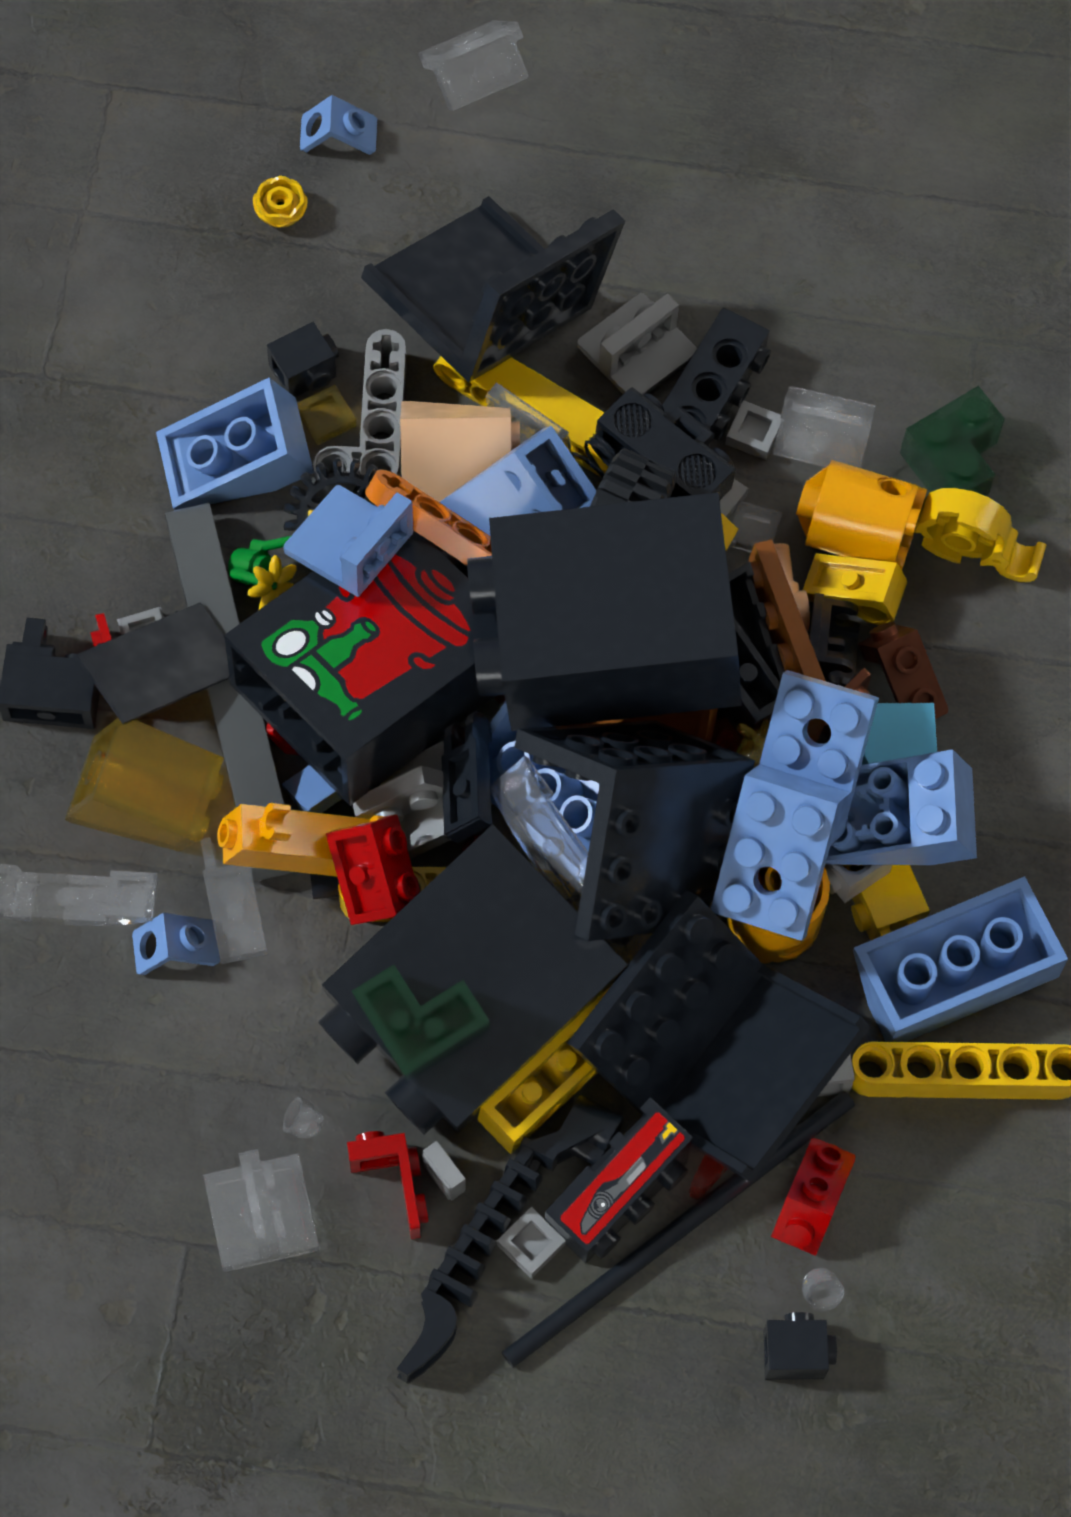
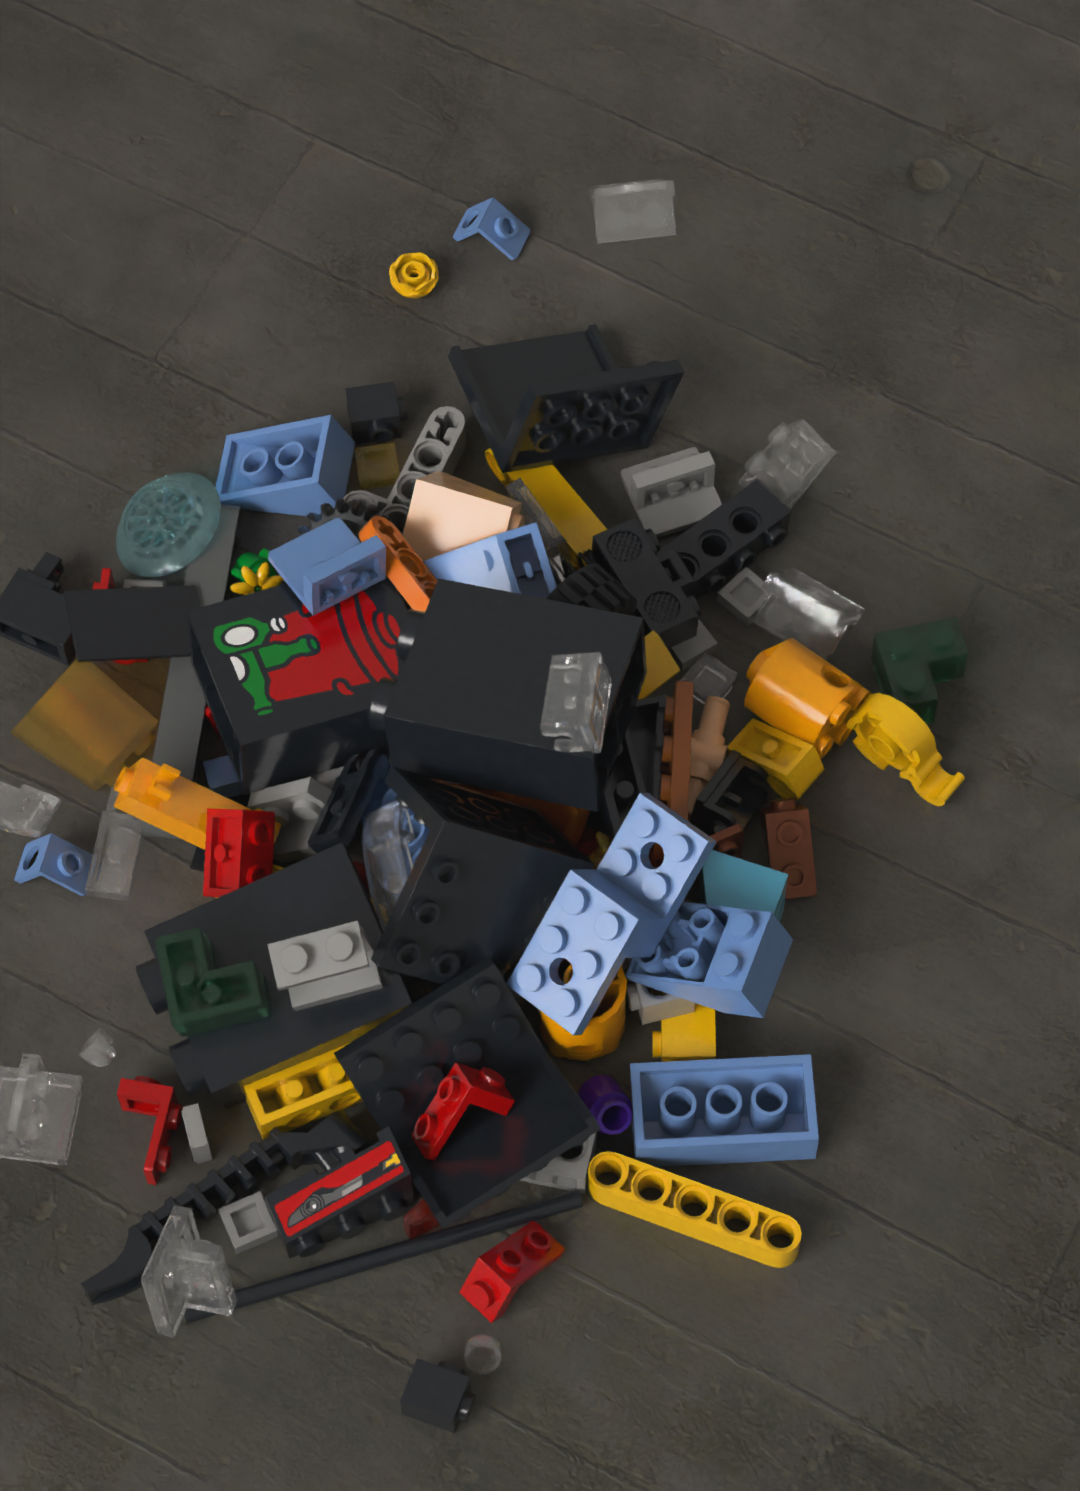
camera: 25 degrees right, 5 degrees down
(176, 555) = (192, 518): none -> clear light blue piece
(506, 1319) = (185, 1274): none -> clear bracket
(539, 958) = (325, 965): none -> light grey panel
(698, 1050) = (454, 1094): none -> red bracket
(699, 603) = (576, 701): none -> clear hinge
(739, 278) = (789, 461): none -> clear bracket
(843, 990) = (607, 1103): none -> dark purple brick

